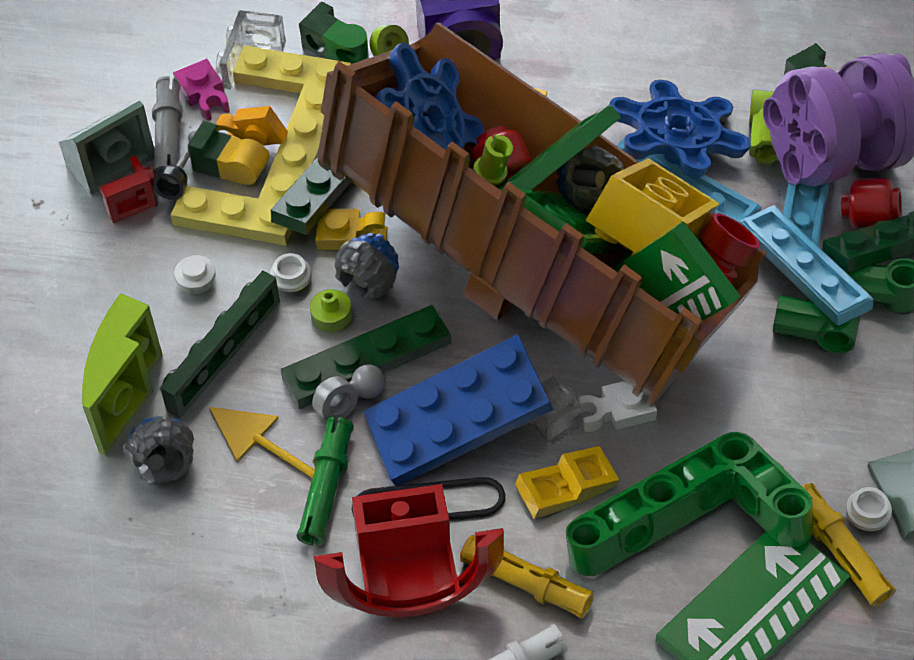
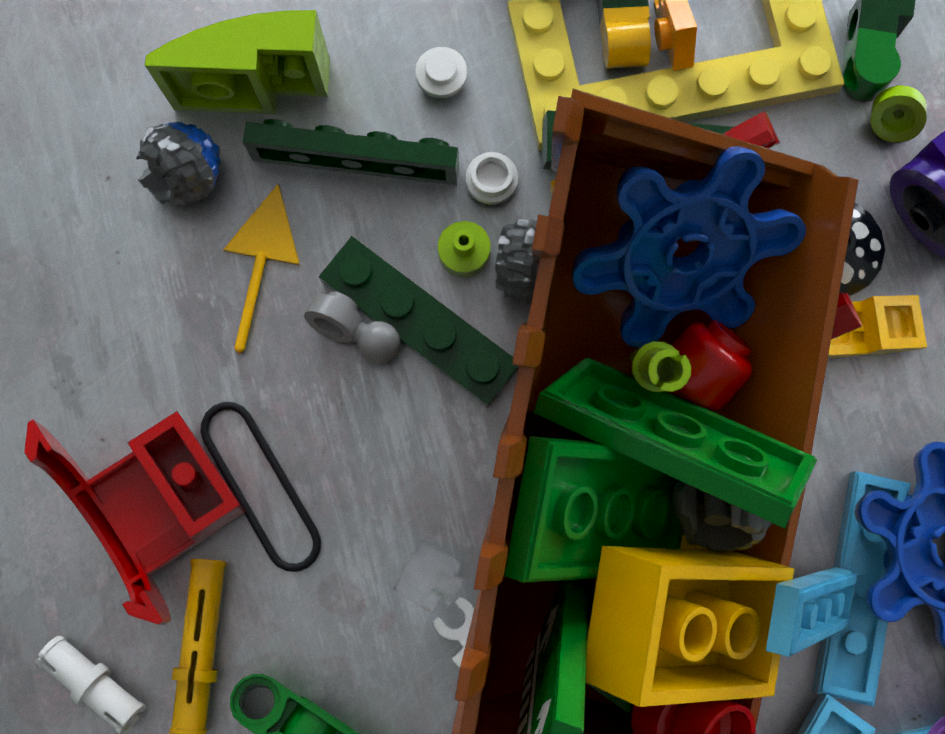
camera: 65 degrees right, 25 degrees up
(329, 464) = (214, 364): green pin -> none
(457, 410) = (374, 471): blue plate -> none
(572, 481) = (347, 635): yellow slope -> none
(677, 163) = (810, 609): none -> medium azure tile

